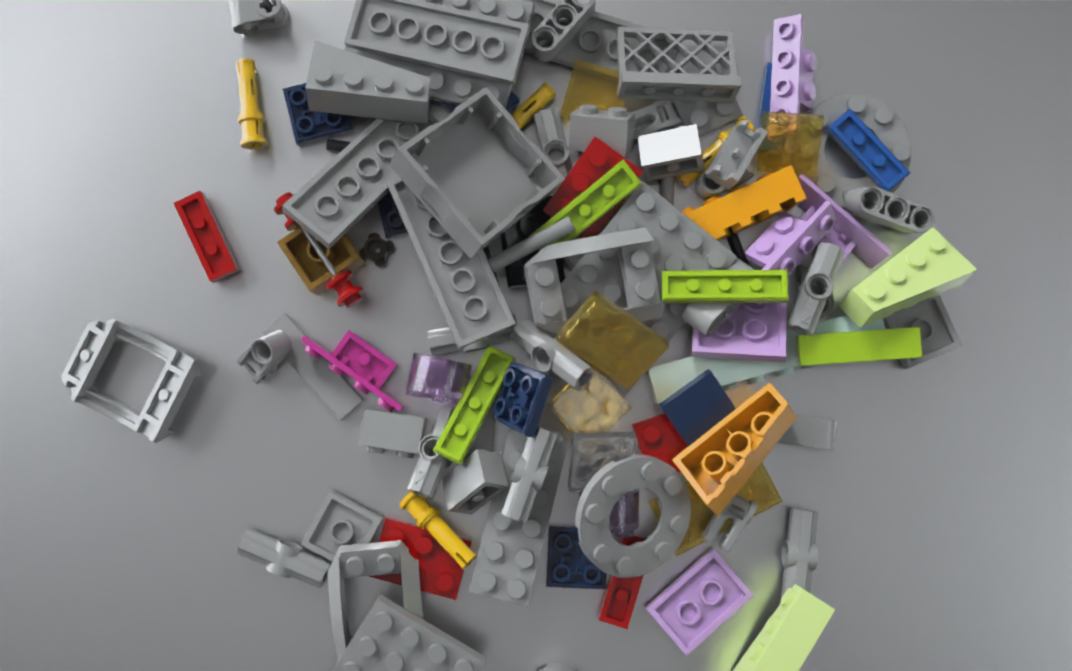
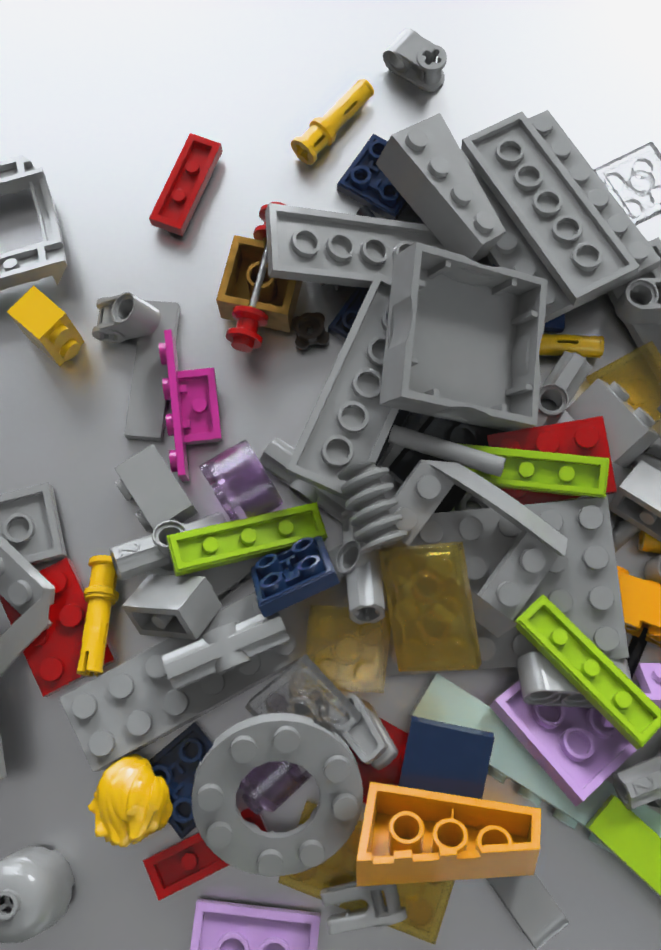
camera: 45 degrees right, 10 degrees down
(228, 407) = (46, 326): none -> yellow brick
(527, 320) = (371, 506): none -> light grey piece
(561, 600) = (130, 802): none -> yellow hair
(650, 438) = (369, 736): none -> light grey piece

